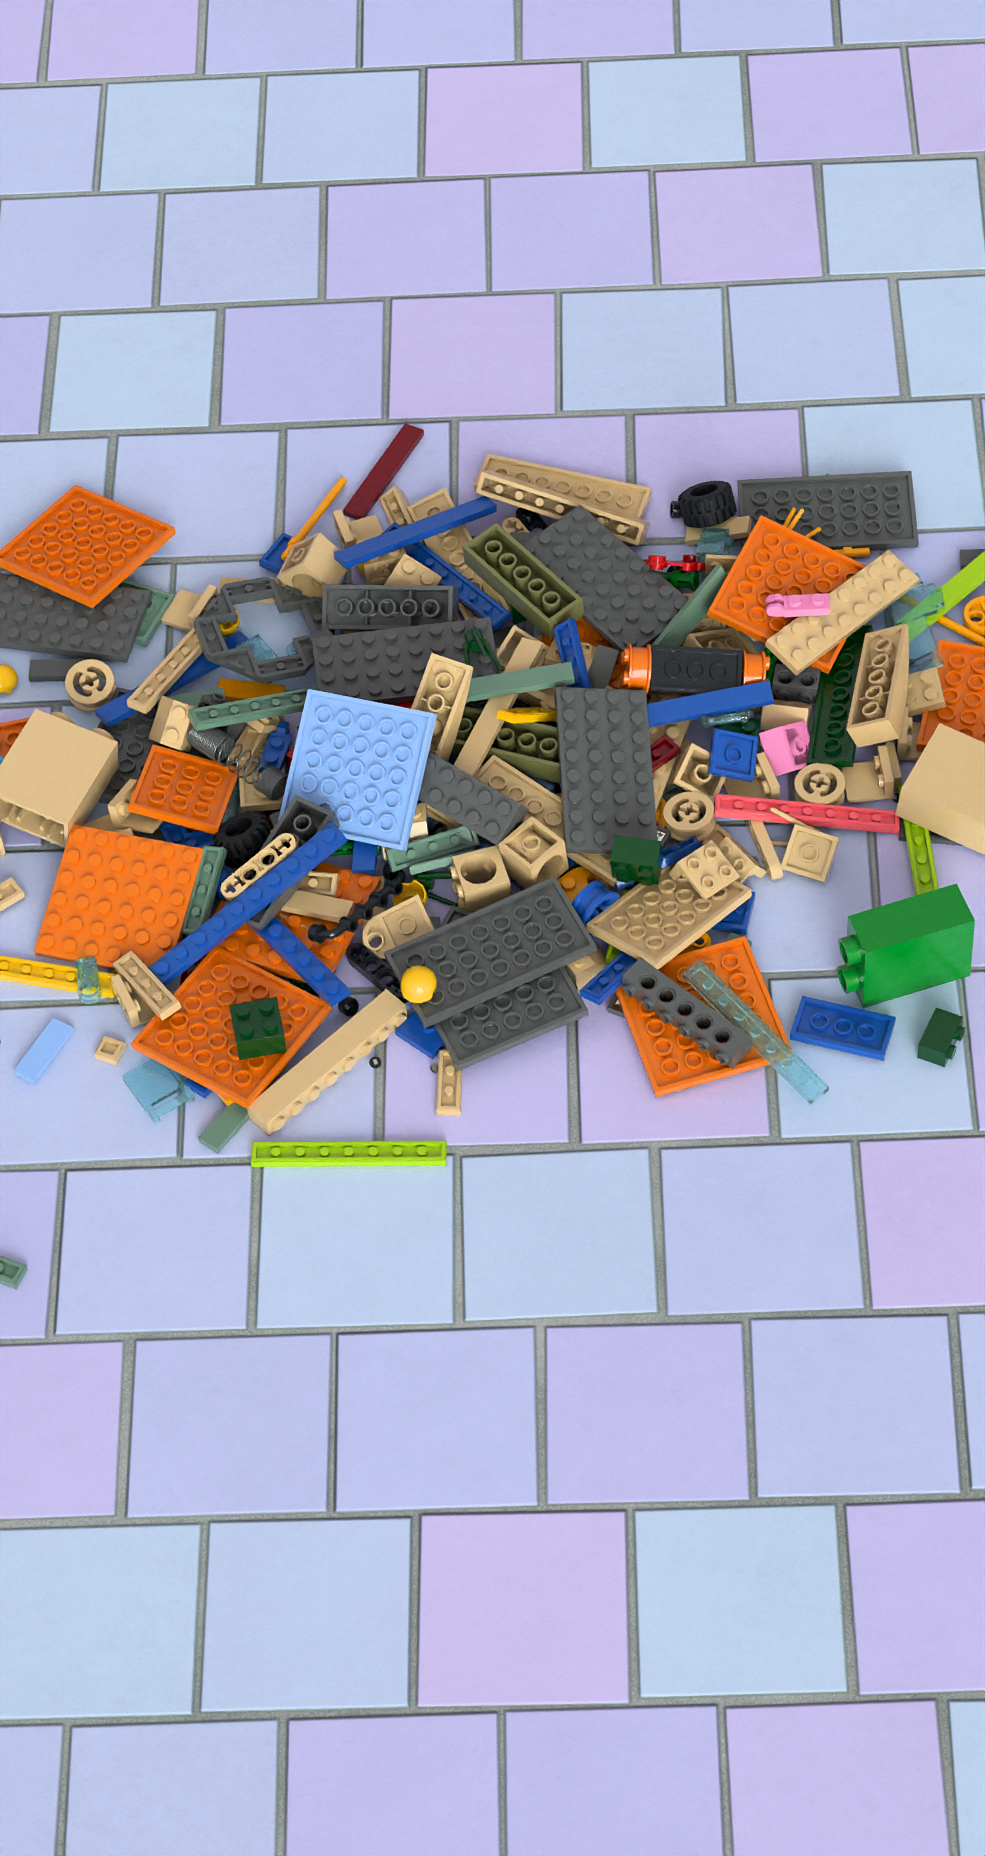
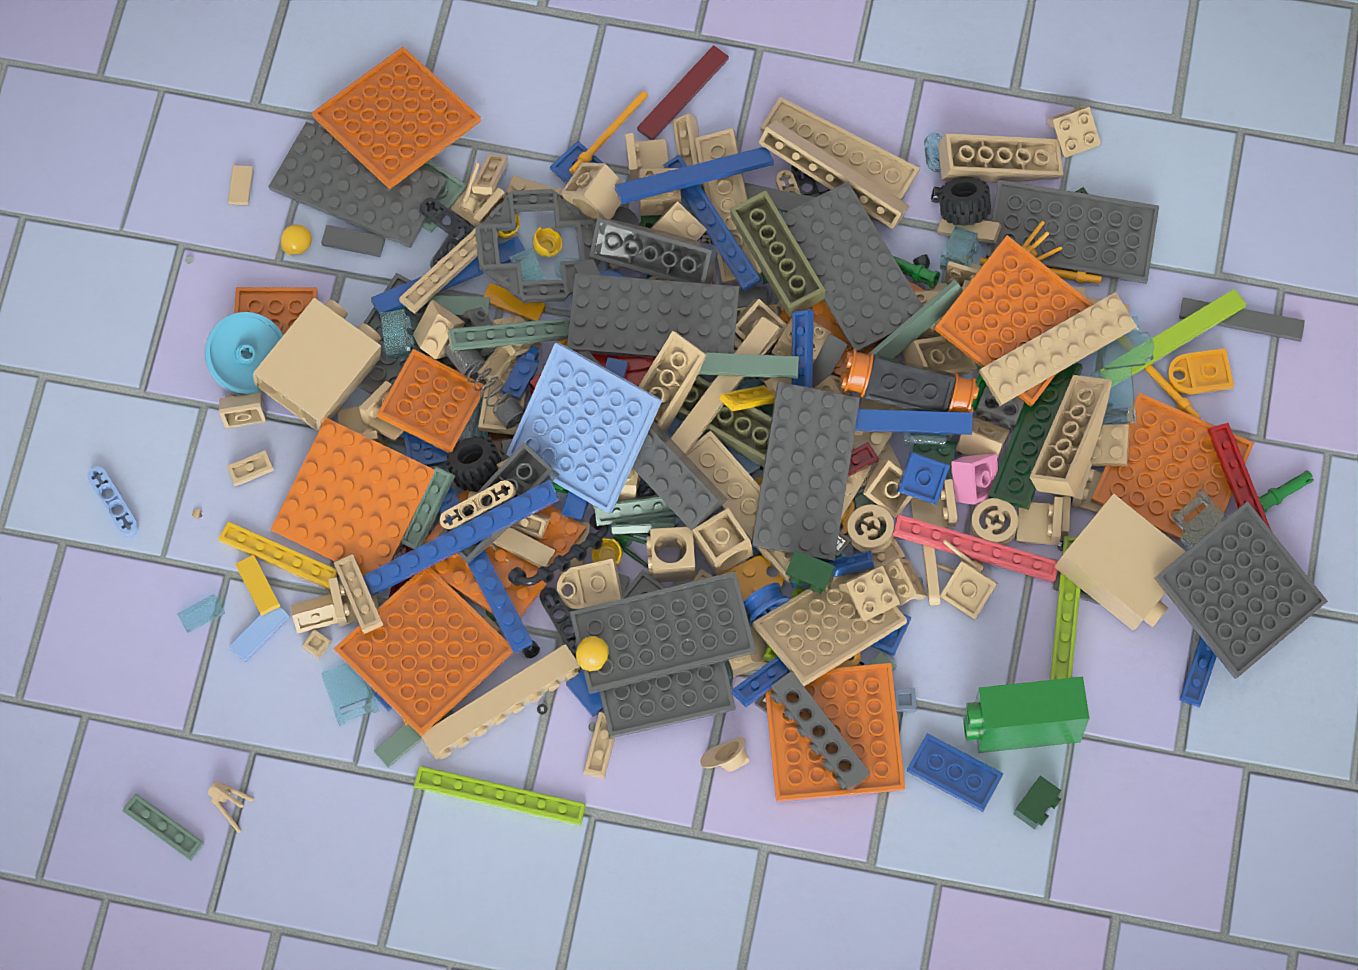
camera: 10 degrees right, 15 degrees up
(31, 1005) = (257, 585): none -> yellow tile
(37, 1213) = (222, 793): none -> tan plant
(87, 674) = (370, 250): tan wheel -> none
(88, 977) = (311, 568): clear light blue piece -> none
(101, 1021) = (314, 613): none -> tan panel
(130, 736) = (395, 333): none -> clear light blue brick
(168, 636) = (451, 229): none -> black beam
(181, 605) = (469, 201): none -> tan plant
(196, 577) = (490, 174): none -> tan plate
(258, 1028) = (444, 663): dark green brick -> none
(272, 628) = (547, 242): none -> yellow hair
(476, 643) = (719, 315): dark green plant -> none
(593, 1062) = (727, 755): none -> tan piece
(664, 472) = (932, 152): none -> clear light blue plate
(687, 564) = (907, 259): red plant -> none
(731, 461) = (999, 158): none -> tan slope
(764, 1039) = (876, 762): clear light blue tile -> none
(771, 971) = (905, 700): none -> sand blue plate
(798, 605) = (1018, 338): bright pink hinge -> none
(804, 426) = (1075, 130): none -> tan bracket

